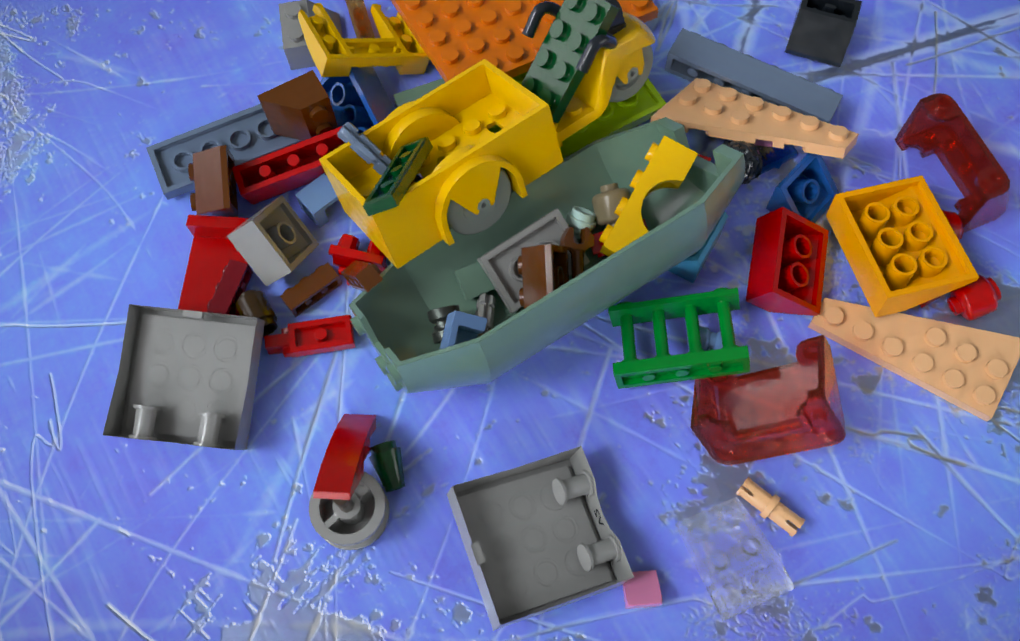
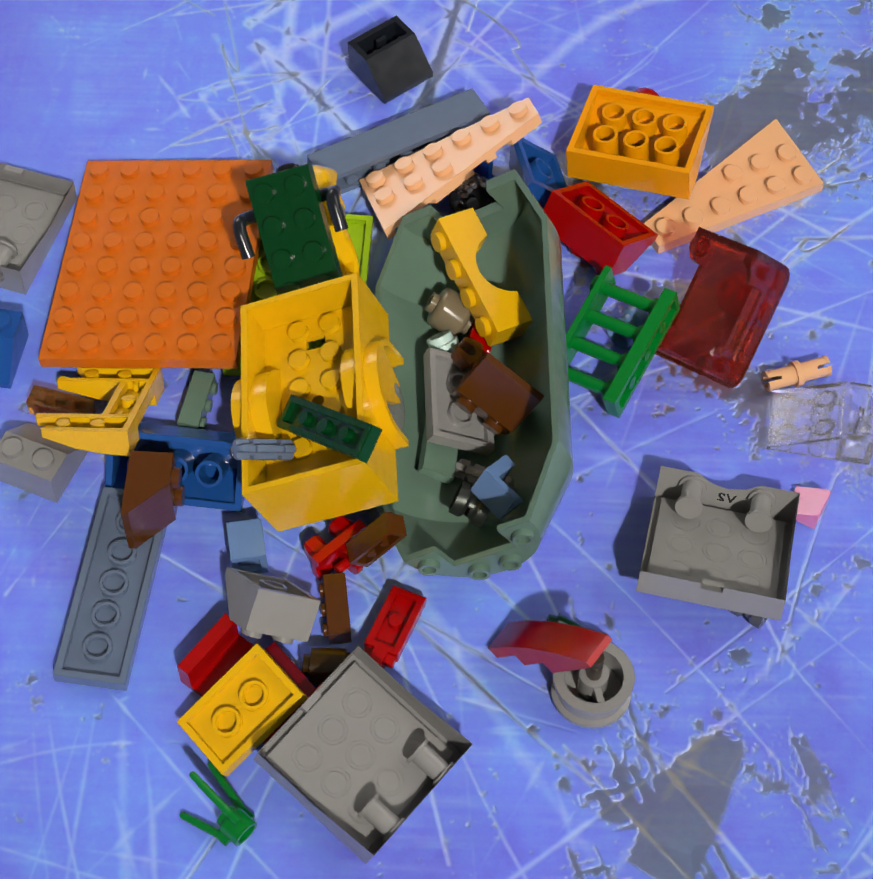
camera: 60 degrees left, 10 degrees down
(96, 327) = (235, 822): none -> green plant
(181, 277) = (242, 710): none -> yellow plate
(214, 183) = (165, 620): reddish brown slope -> none
(285, 168) = (199, 540): red brick -> none
(943, 129) = (595, 48): clear red windscreen -> none
(975, 299) = (722, 128): red head -> none

